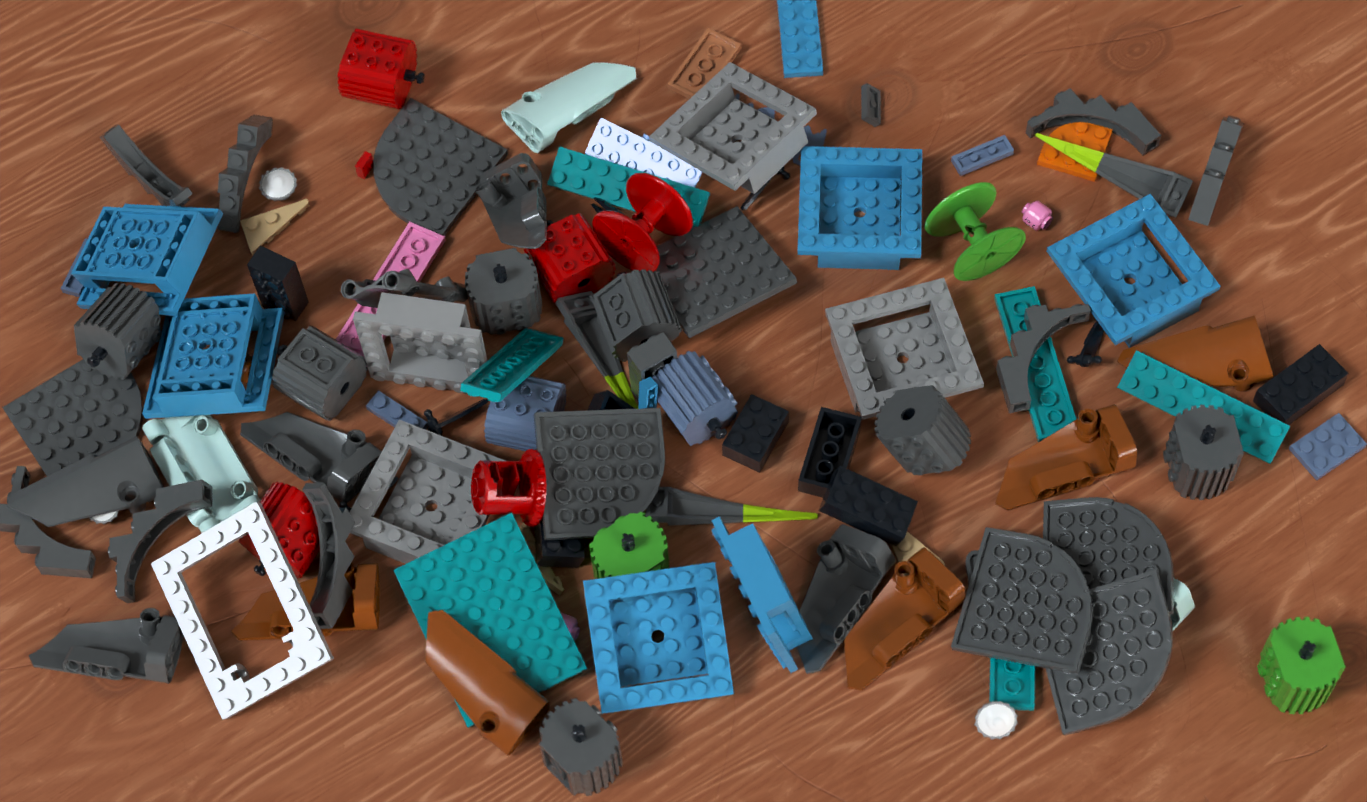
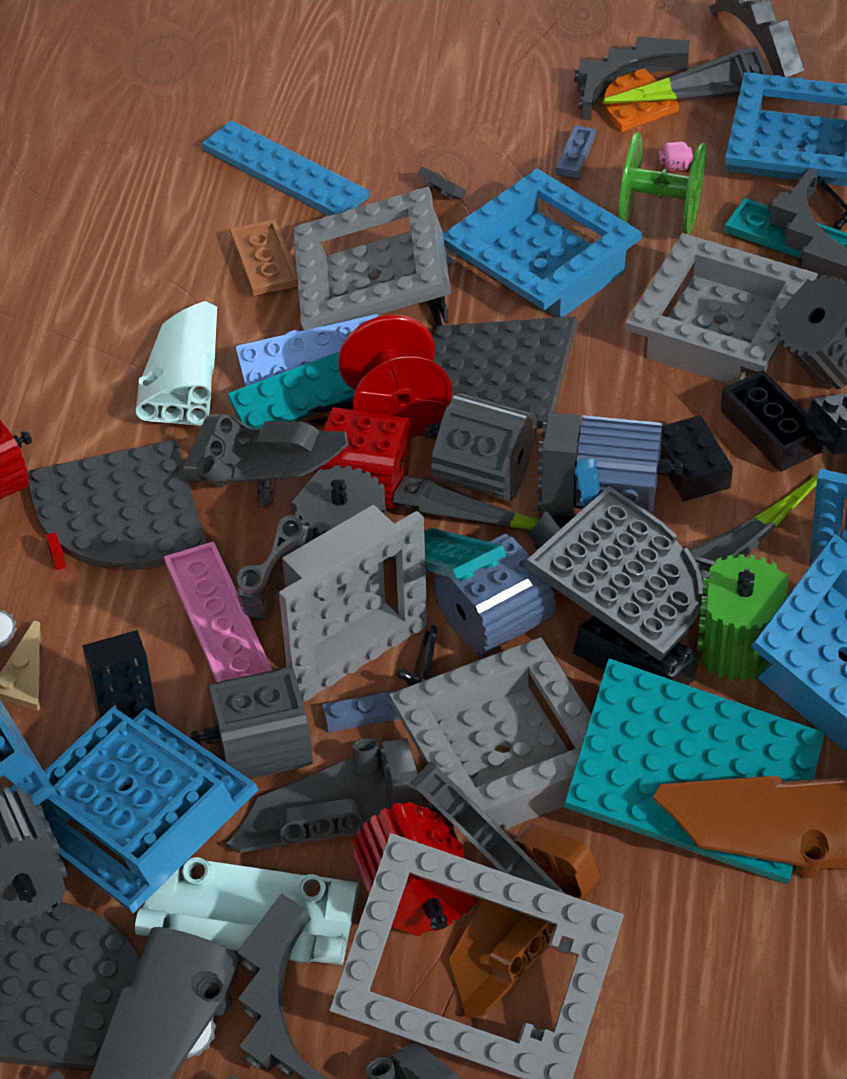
camera: 50 degrees left, 15 degrees down
(497, 481) = (563, 652): red piece -> none

